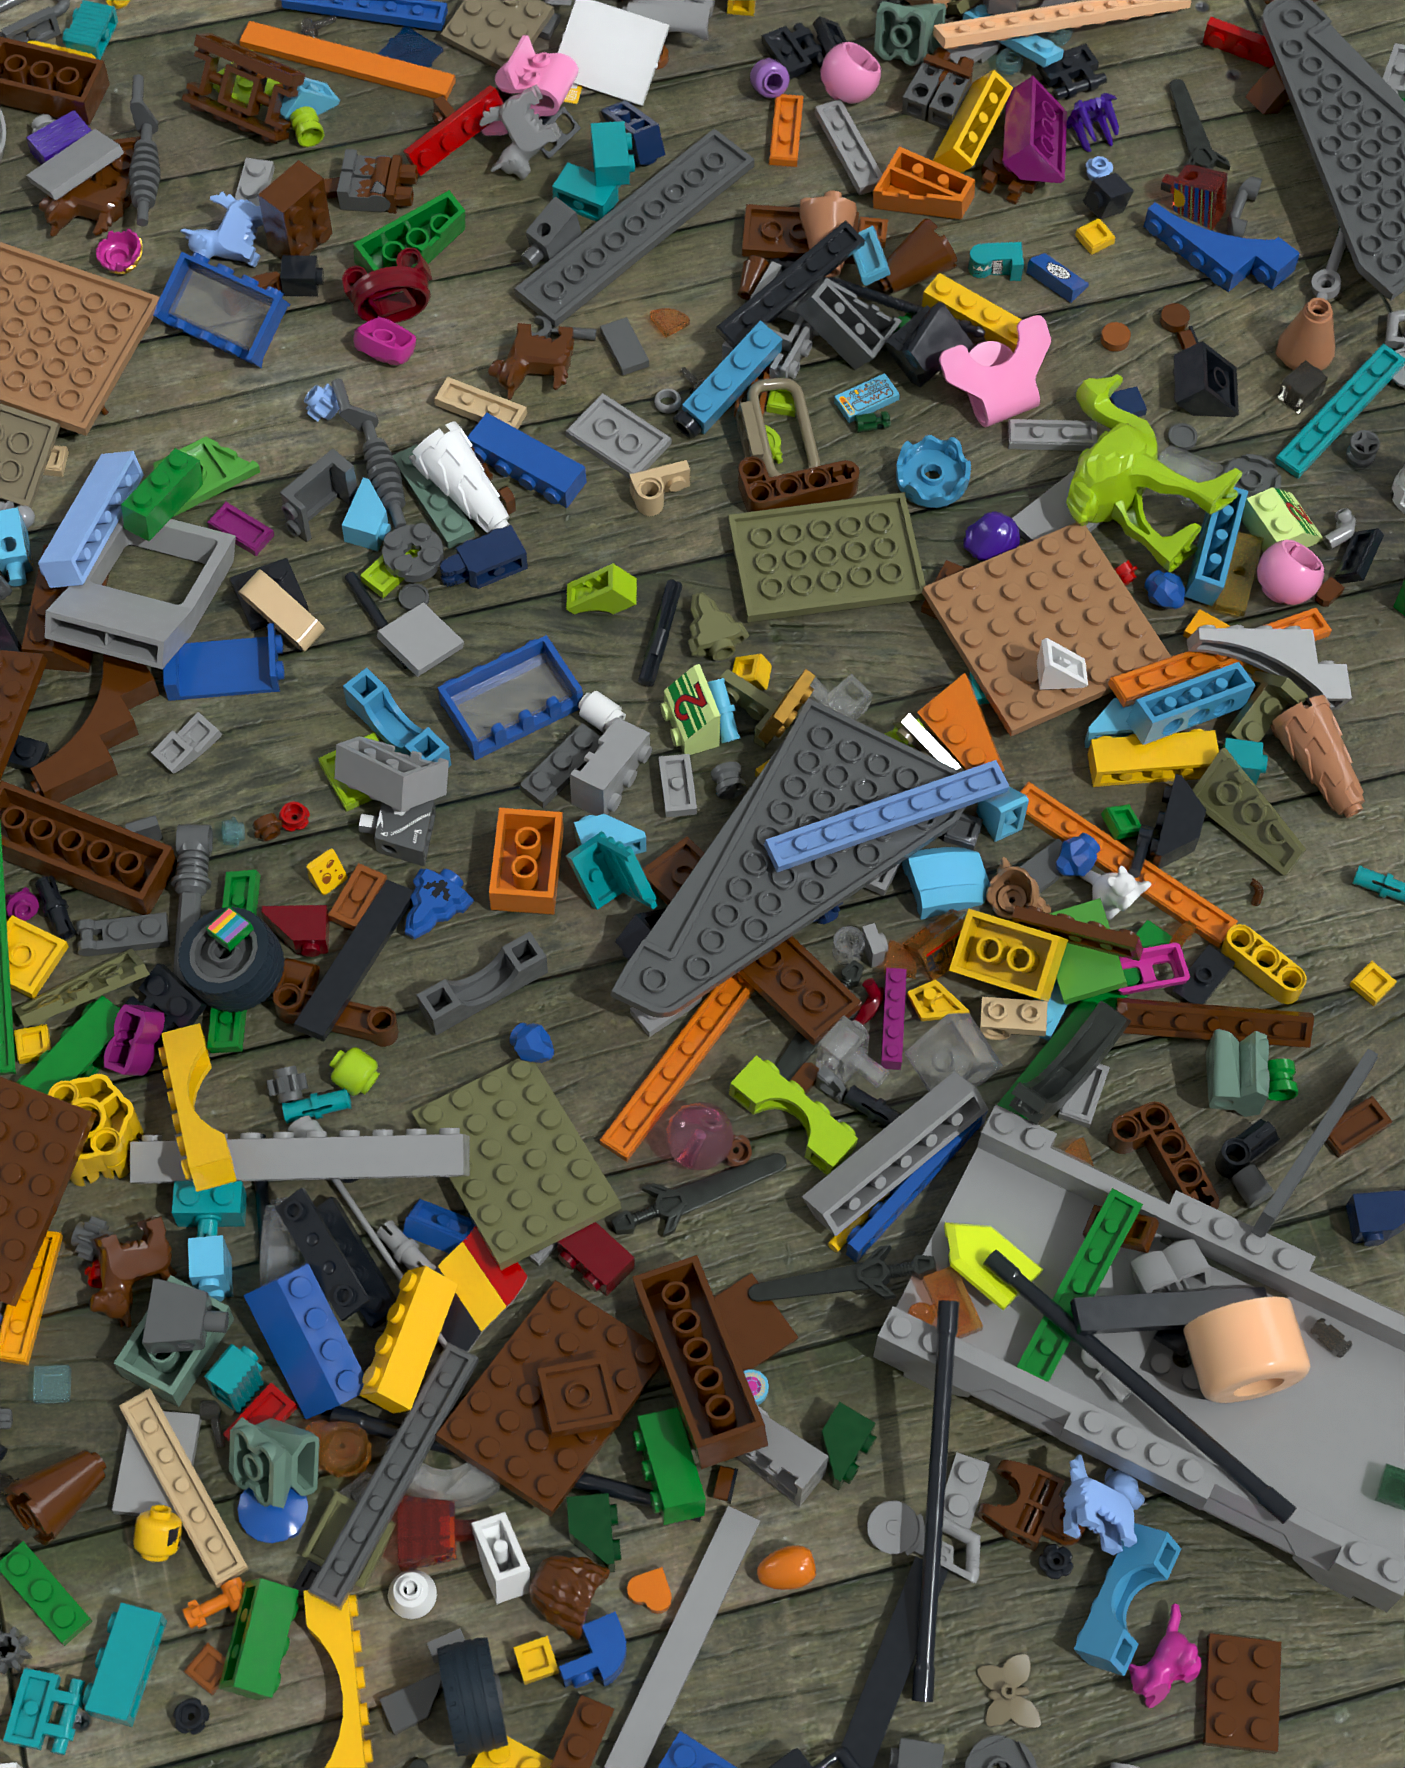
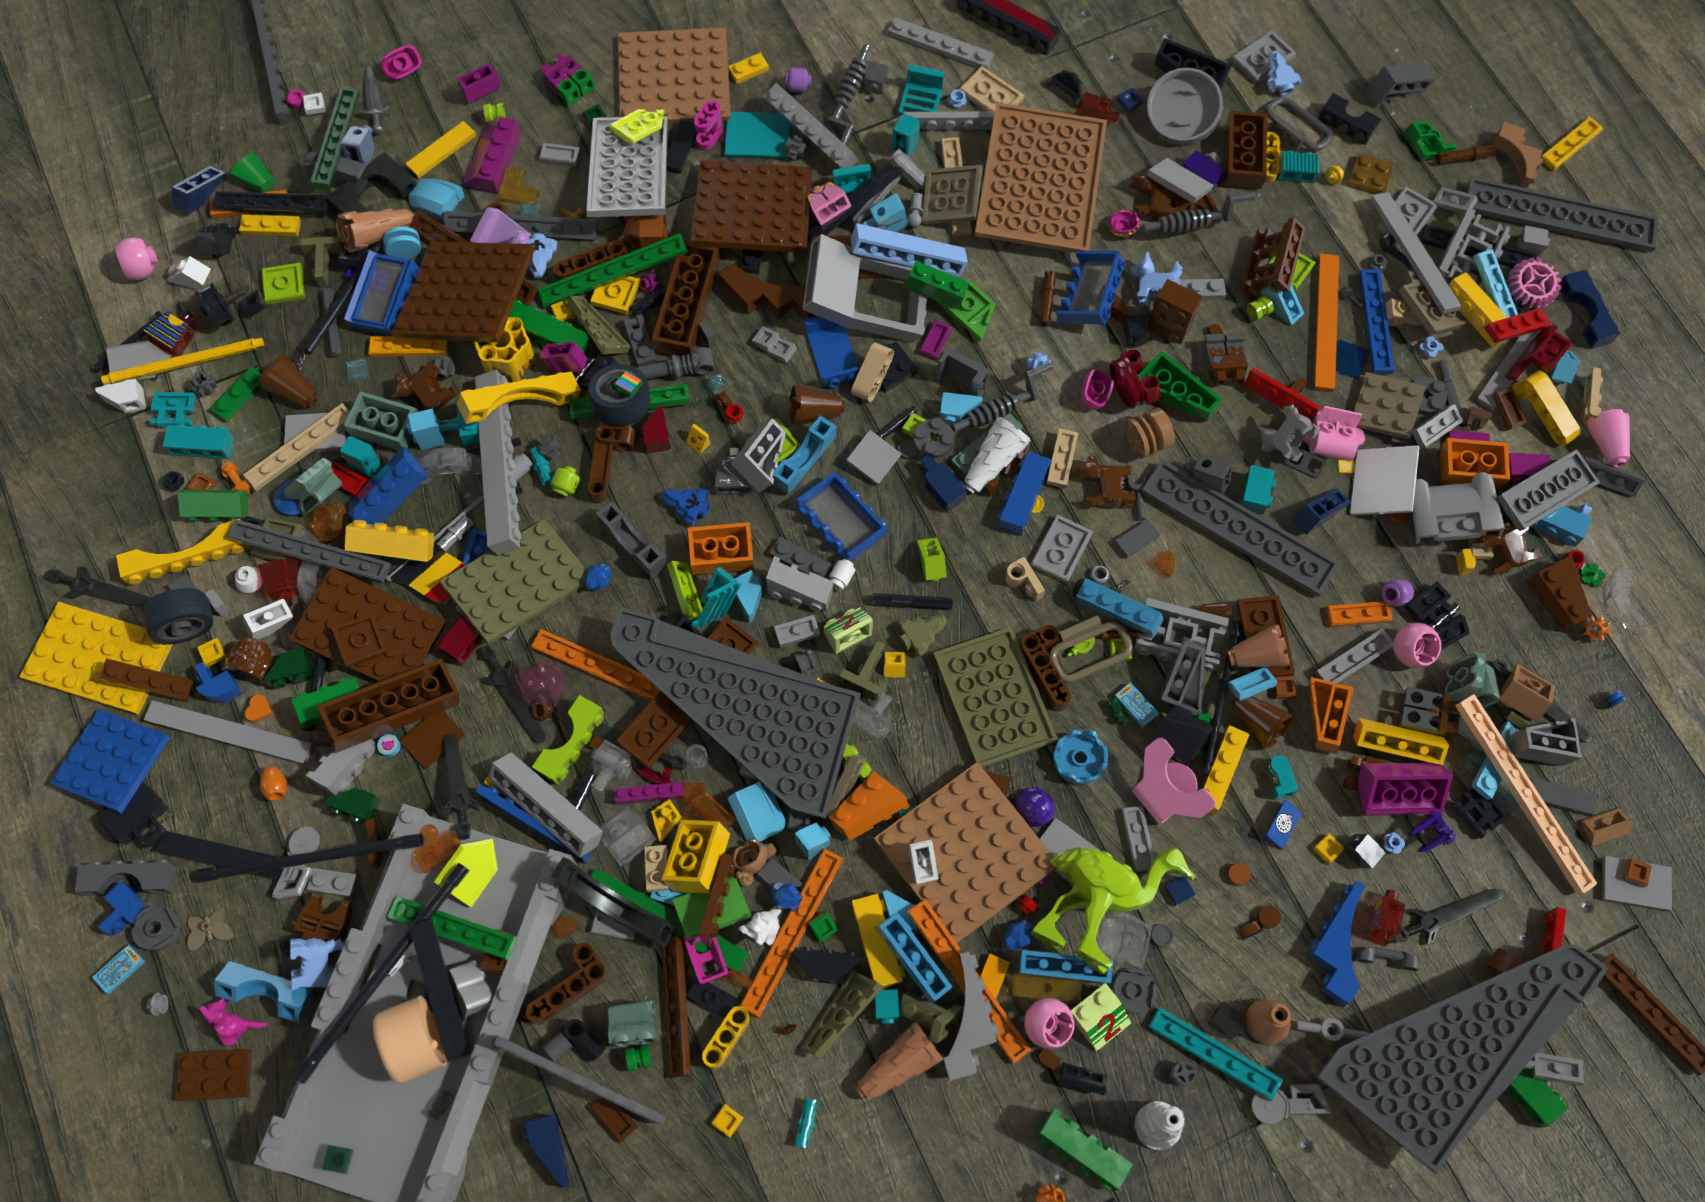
camera: 80 degrees right, 5 degrees up
(157, 1533) = (270, 439): yellow head -> none
(180, 1318) = (384, 415): dark grey torso -> none
(202, 369) = (1048, 291): none -> reddish brown pin
(314, 705) = (810, 404): none -> reddish brown cone
(337, 1257) = (447, 504): black fence -> none
(354, 961) = (636, 465): black tile -> none
(356, 896) = (683, 460): dark orange plate -> none
(474, 289) = (1149, 433): none -> medium nougat wheel
(581, 924) = (685, 589): none -> lime plate
(610, 153) = (1285, 494): teal brick -> none
(728, 726) = (855, 648): medium azure pin -> none
(788, 707) = (858, 685): pearl gold plate -> none
(792, 283) = (1205, 631): black tile -> none
(875, 945) = (699, 772): light grey plate -> none
(886, 816) = (779, 758): medium blue plate -> none
(901, 1415) = (375, 835): none -> reddish brown slope
(1141, 851) = (806, 941): black bar -> none
(1205, 382) = (1211, 946): black slope -> none
(1344, 529) = (1106, 1066): light grey arm -> none

